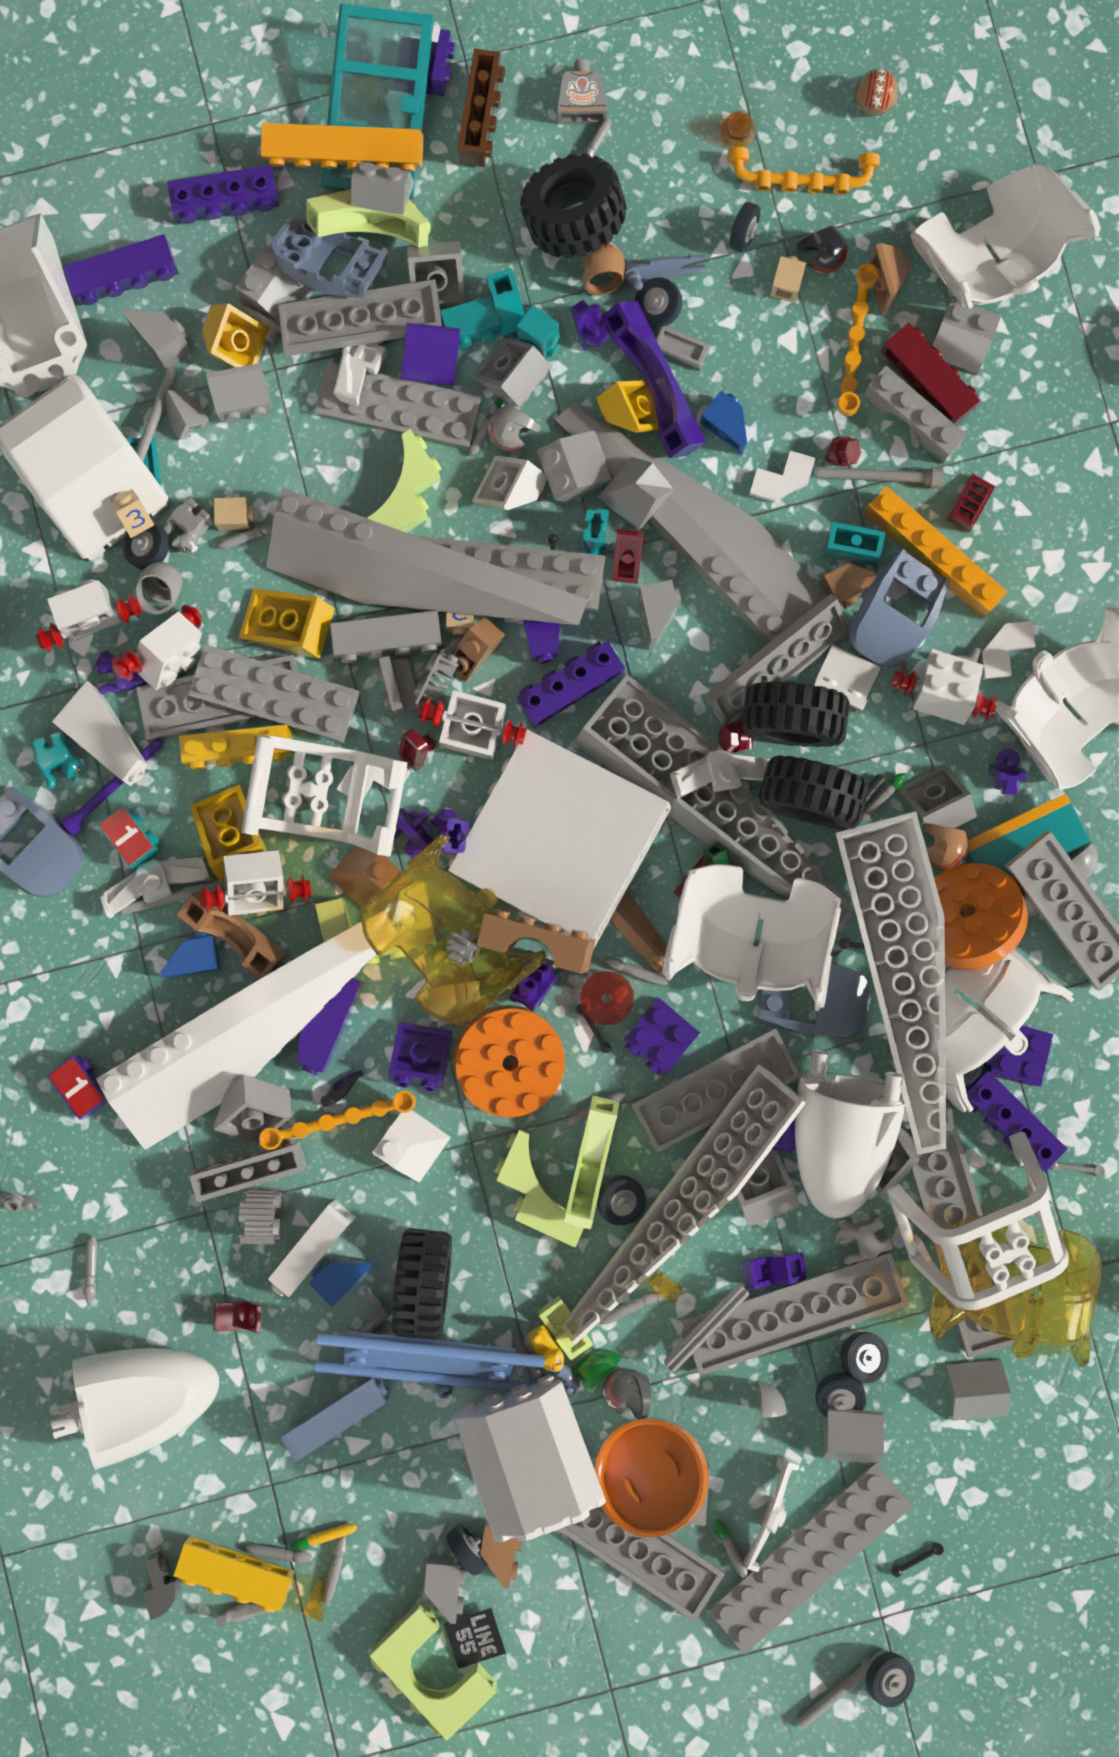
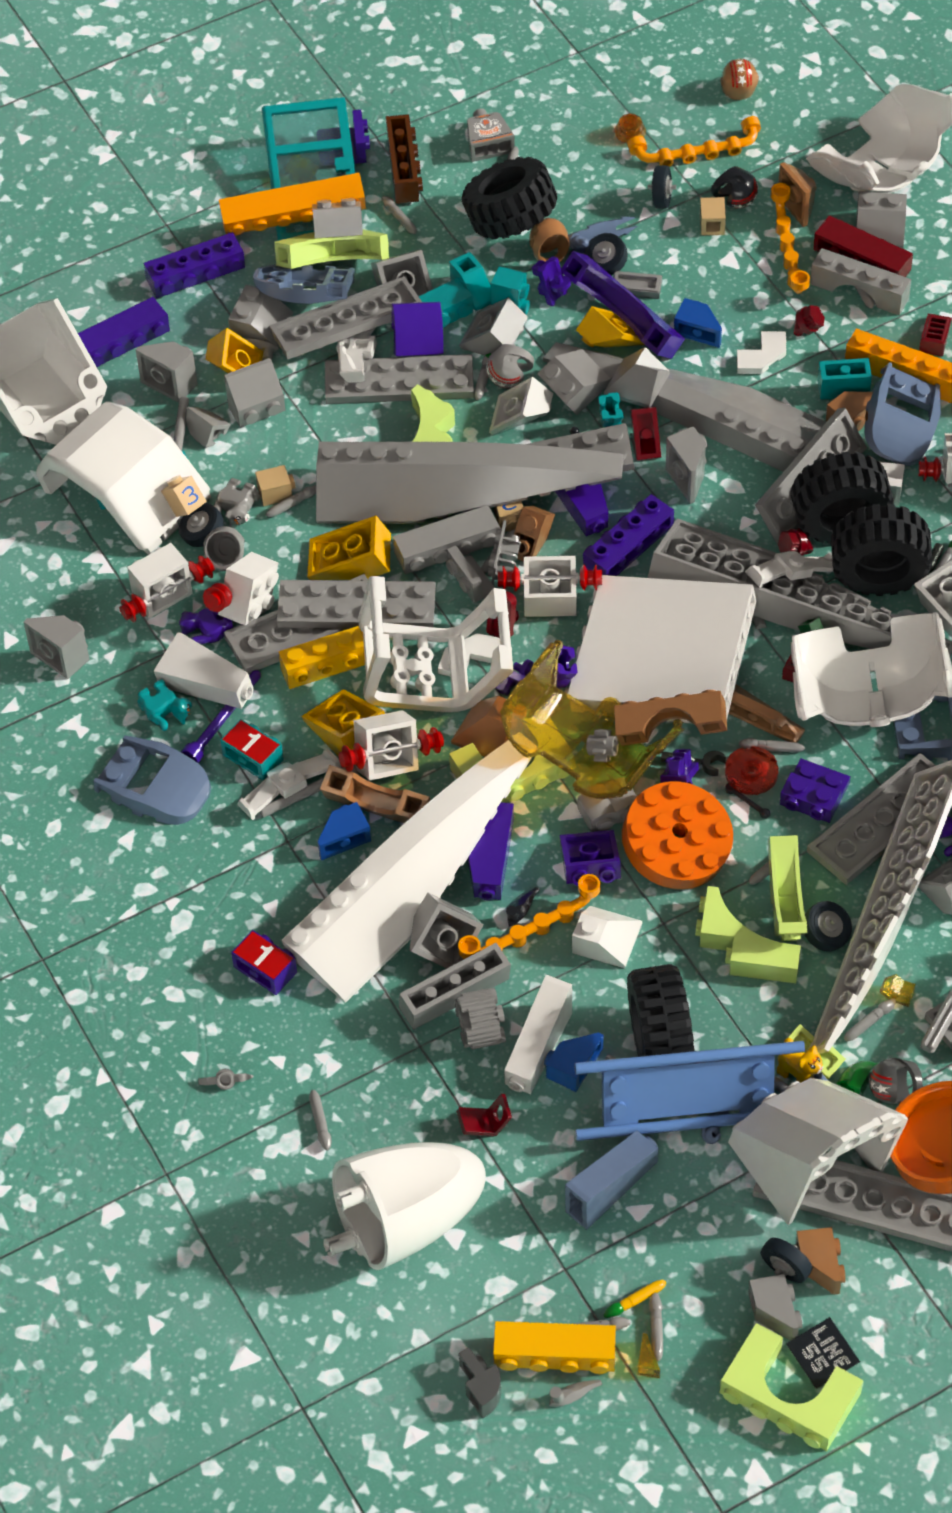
camera: 15 degrees left, 30 degrees down
(452, 164) = (398, 214): none -> light grey piece
(931, 477) = (894, 322): light grey piece -> none

